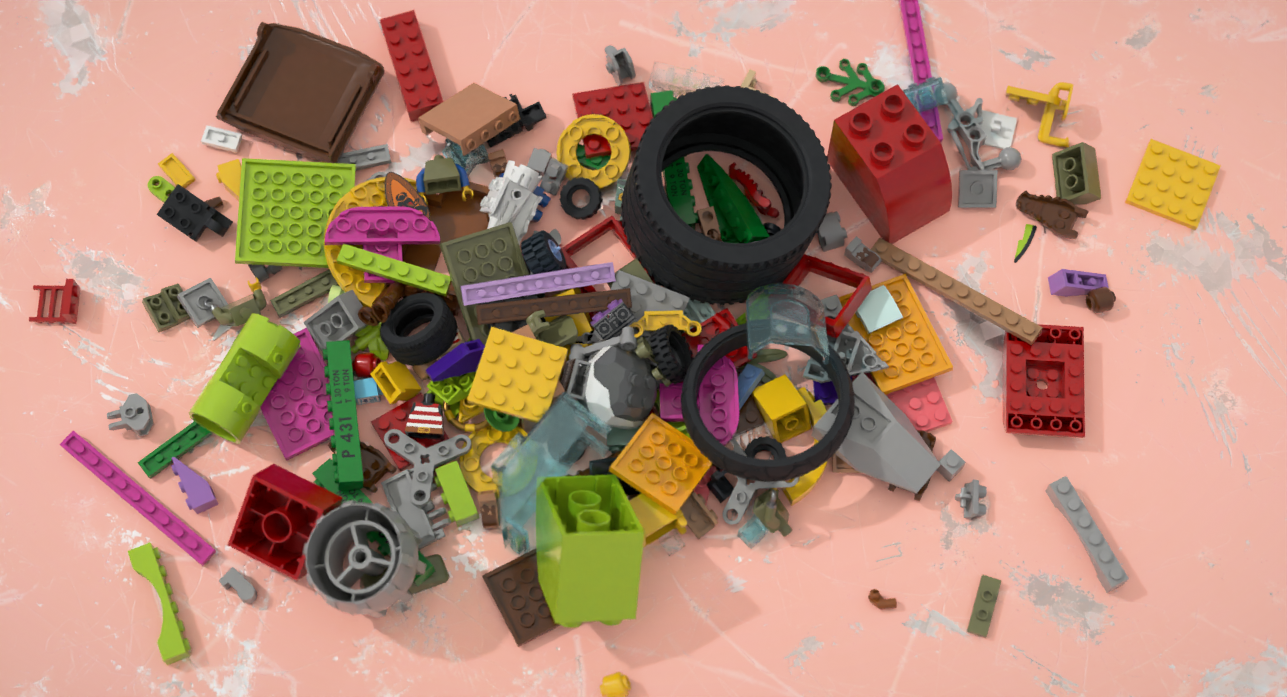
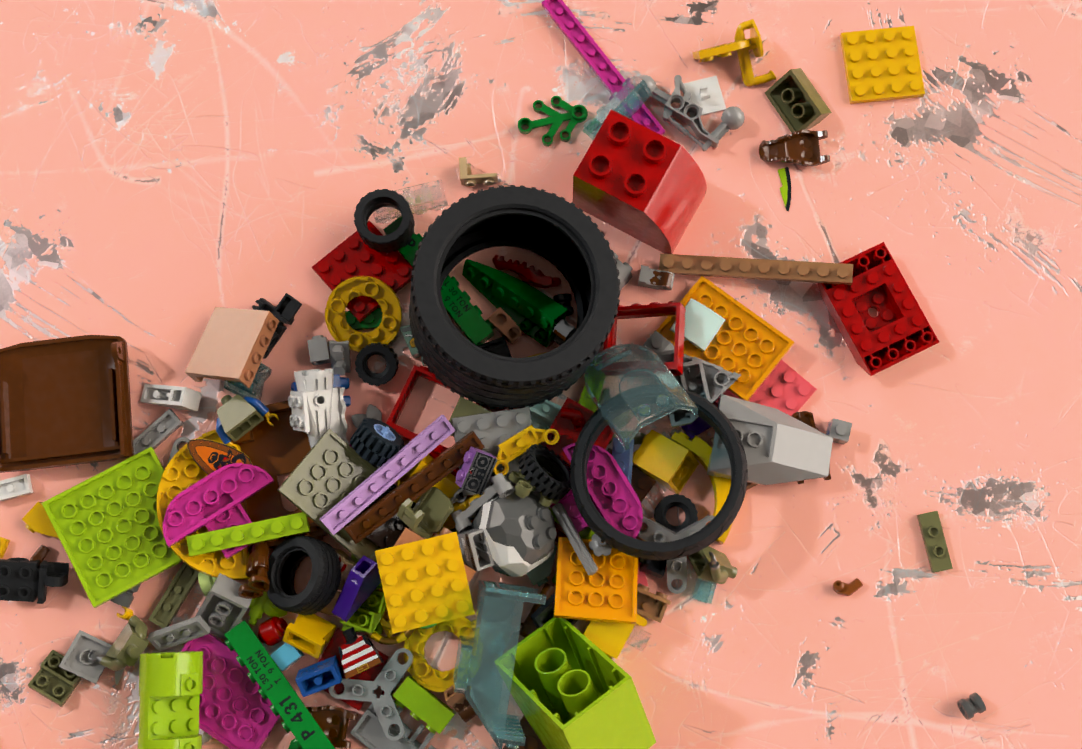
camera: 25 degrees left, 10 degrees up
(296, 323) = (179, 633): none -> light grey plate
(384, 417) = (319, 676): none -> blue brick
(395, 135) = (171, 396): none -> white slope
(411, 63) = (147, 319): red brick -> none
(497, 162) = (283, 371): nougat leg -> none
(619, 64) = (337, 215): light grey hinge -> none
(654, 65) = (374, 201): none -> black tyre
(664, 421) = (575, 539): none -> light grey axle
(683, 439) = (599, 548): none -> light grey plant
(970, 497) = (872, 452): light grey hips -> none
(977, 188) = (720, 161): light grey tile -> none
(1075, 283) = (853, 202): medium lavender slope -> none
(1100, 300) = (881, 207): reddish brown head -> none
(1104, 560) = (1015, 445): light grey arch -> none

